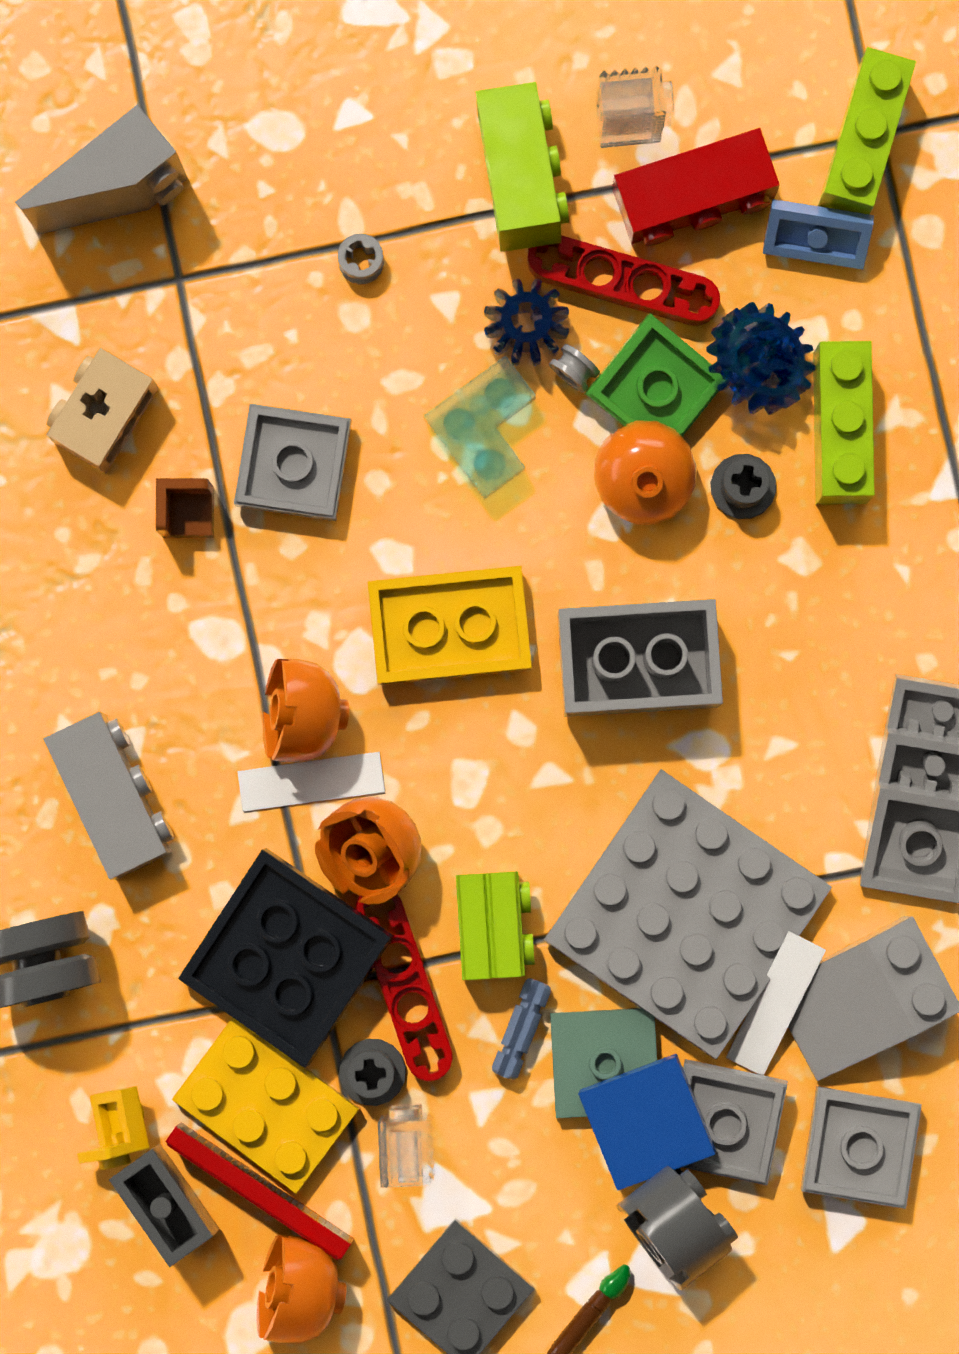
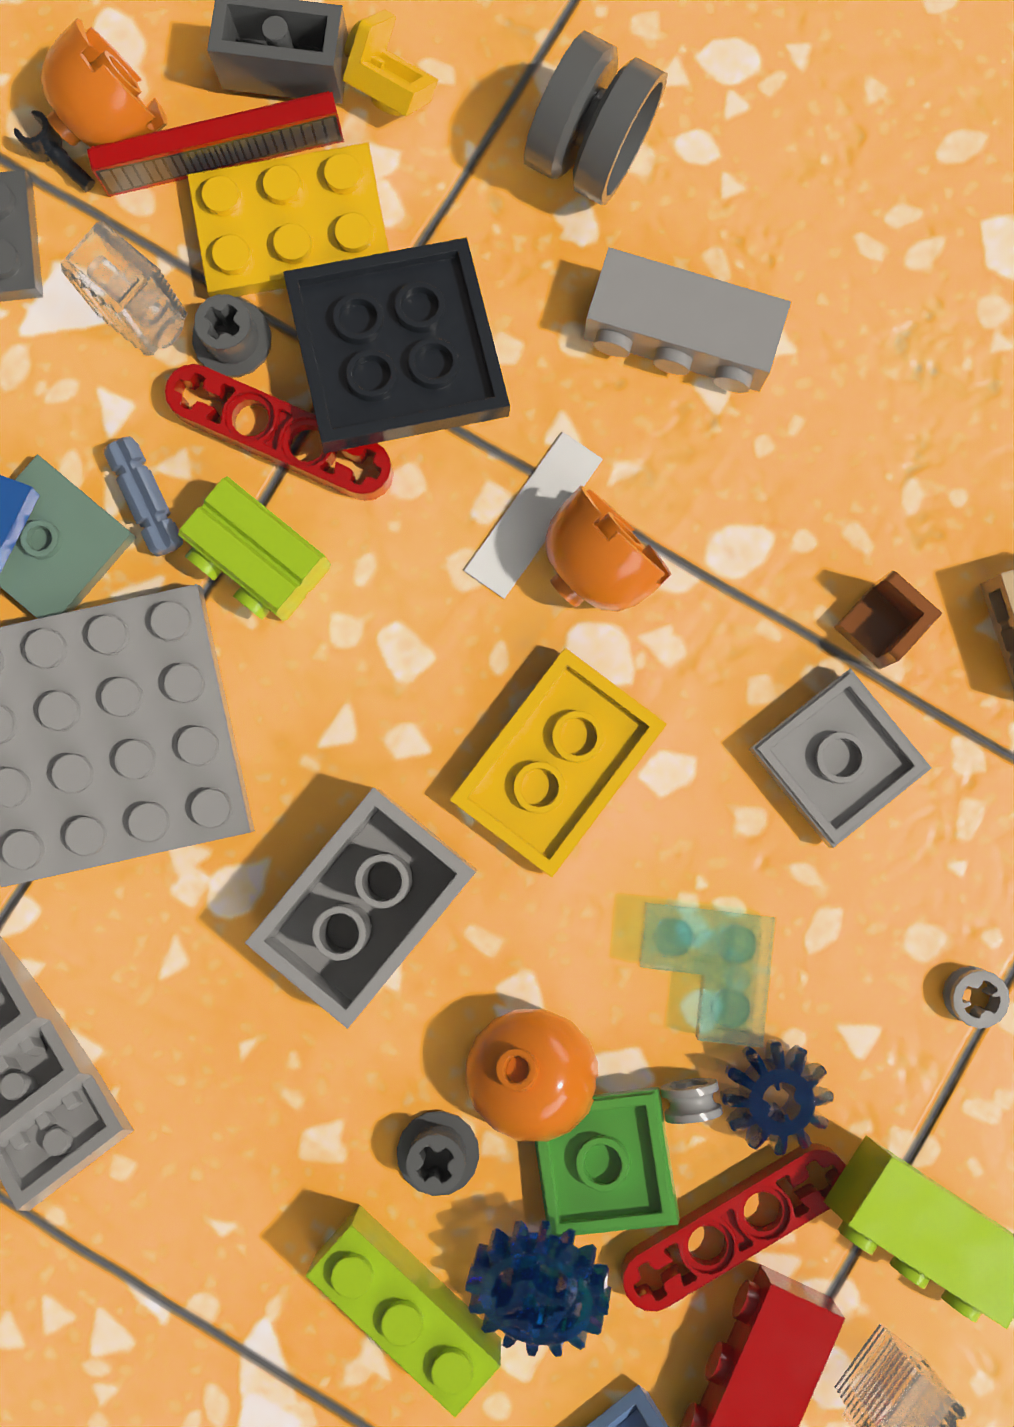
camera: 130 degrees right, 0 degrees up
(357, 1294) = (48, 147): none -> black hand
(369, 849) = (420, 502): orange cylinder -> none

